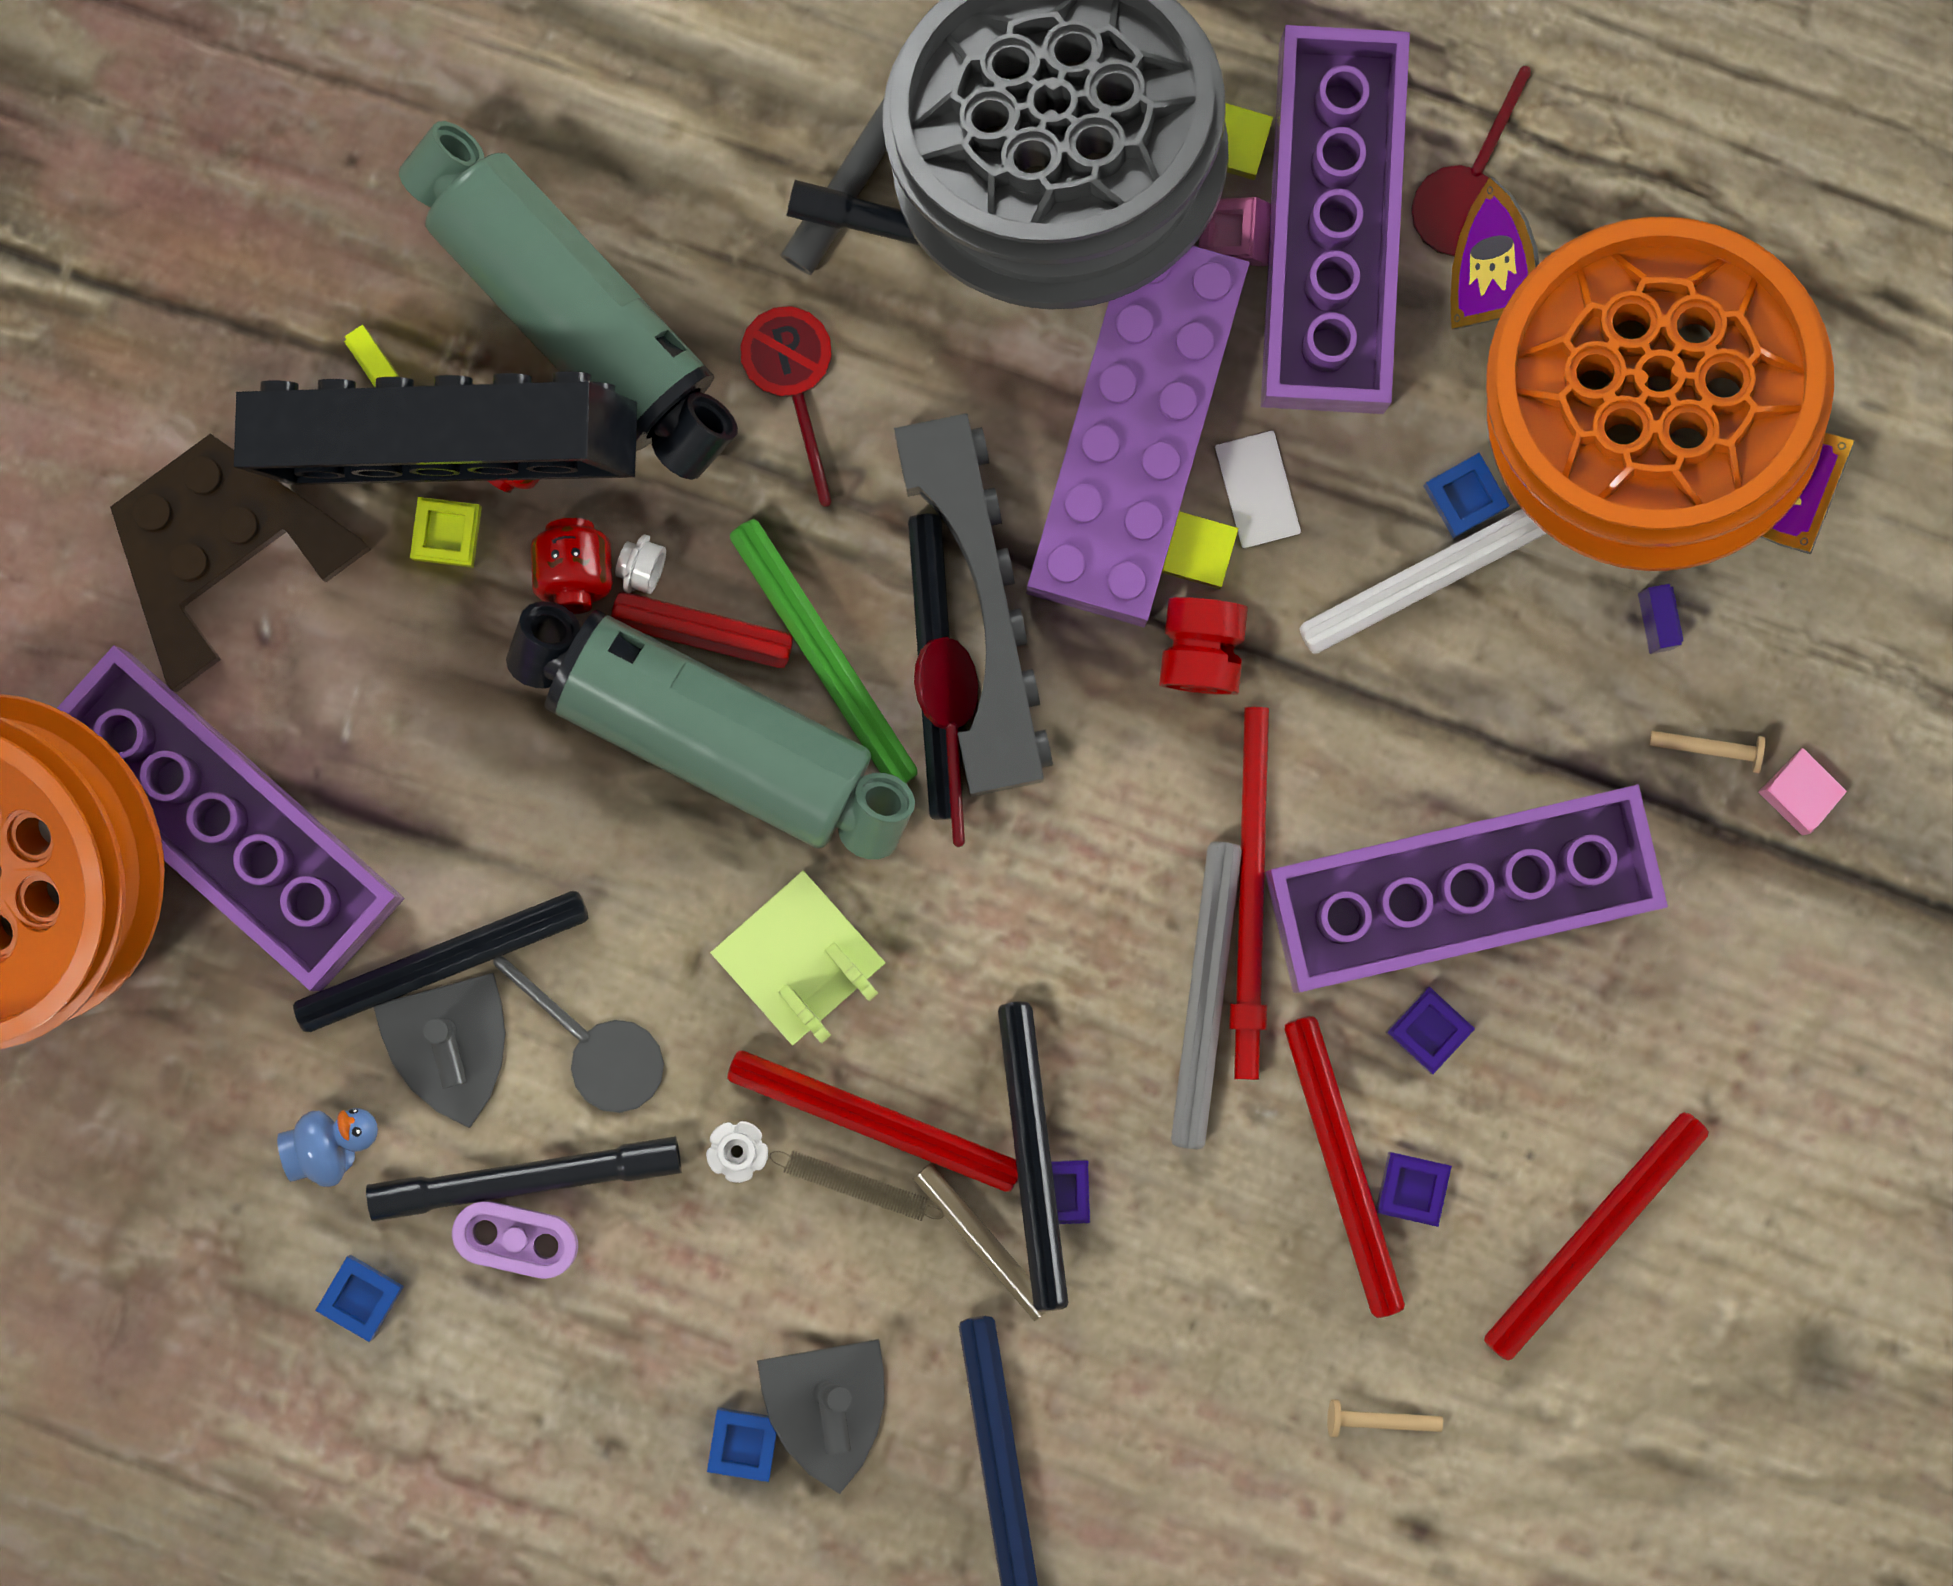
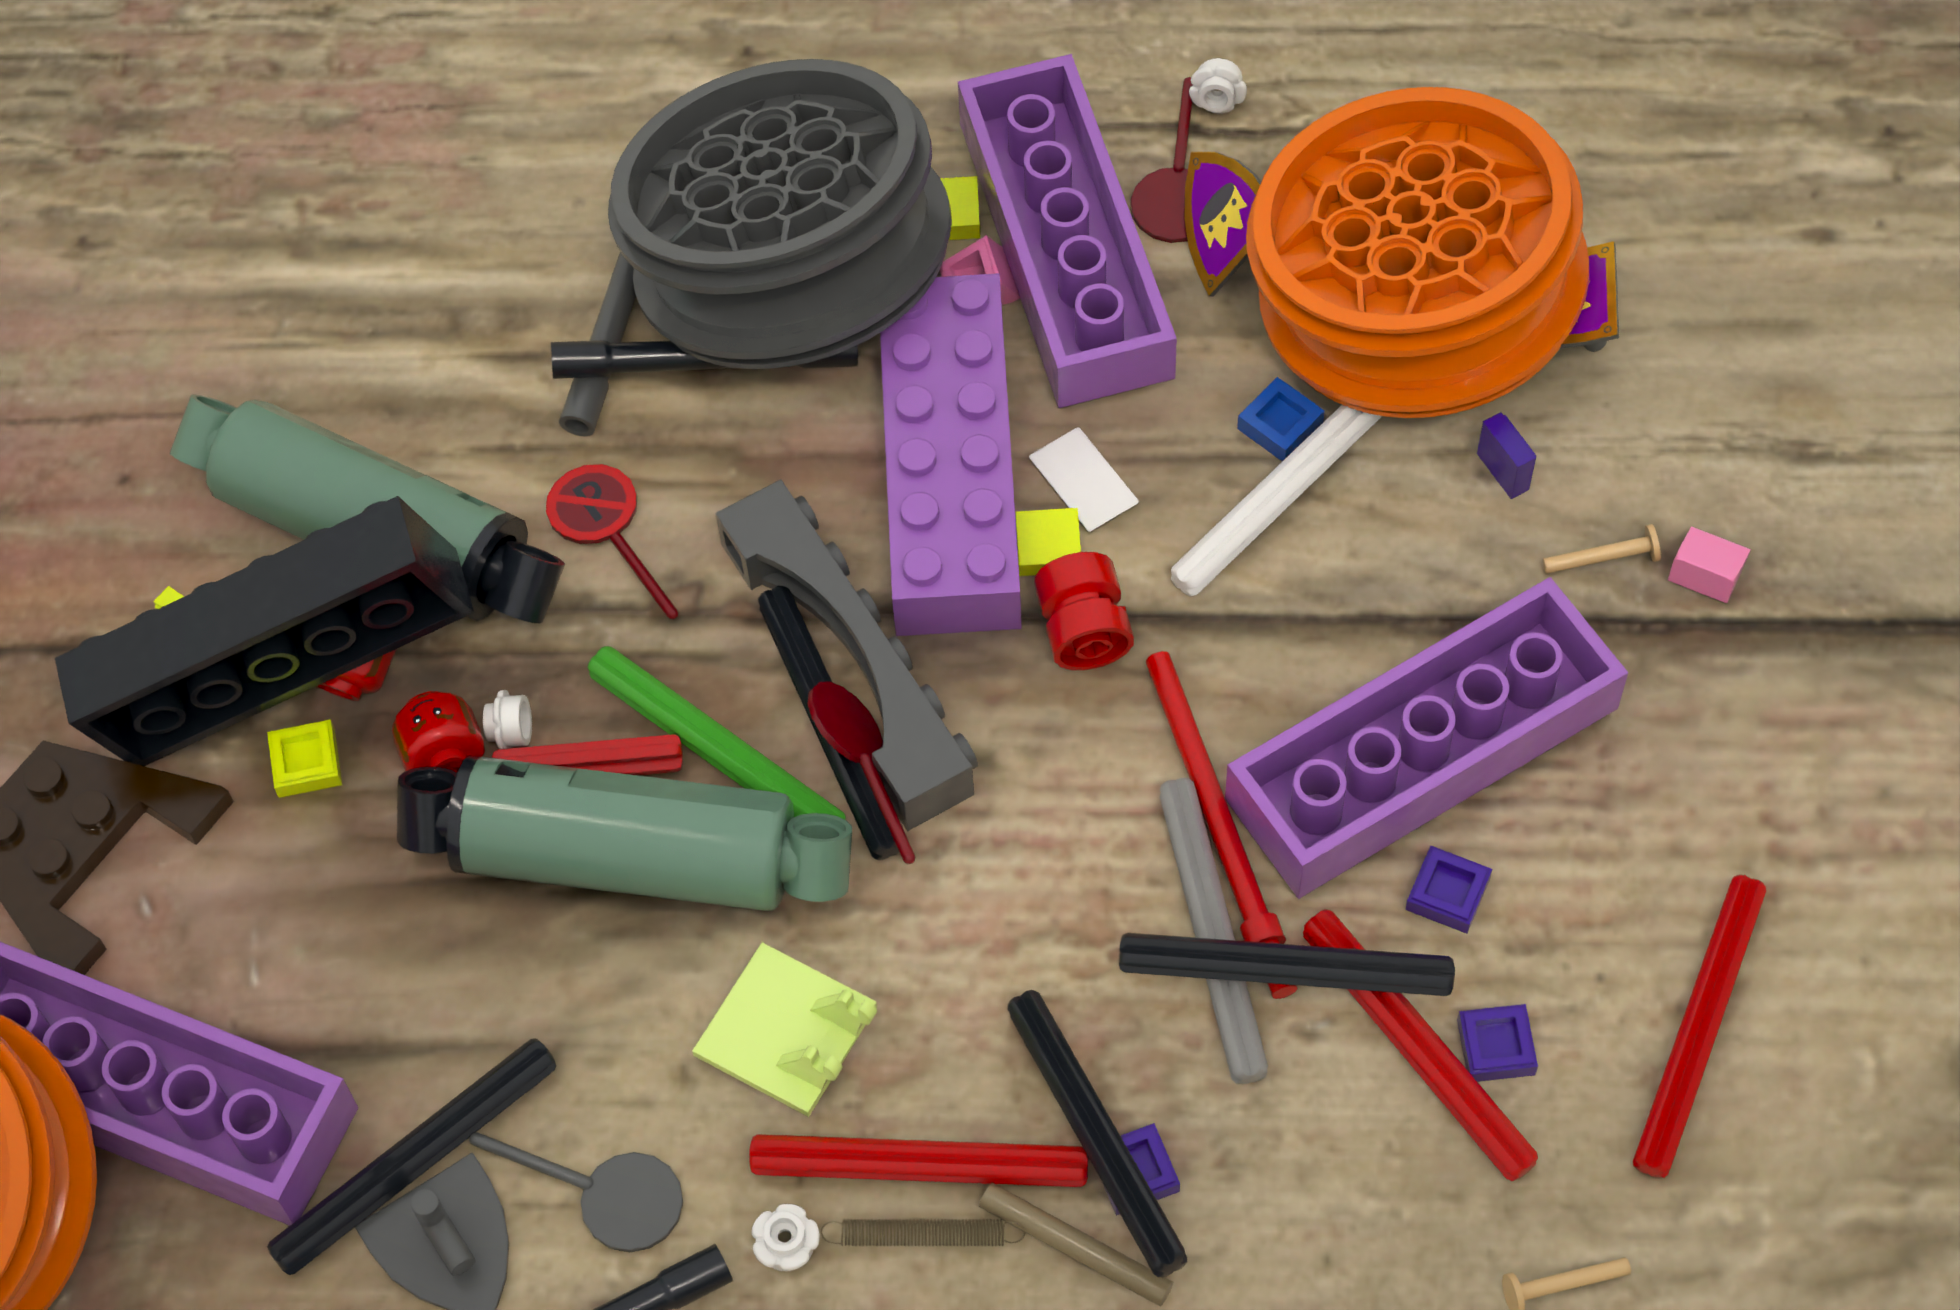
camera: 10 degrees left, 25 degrees down
(1254, 1065) = (1287, 964): none -> black axle
(1548, 96) = (1218, 75): none -> white plate

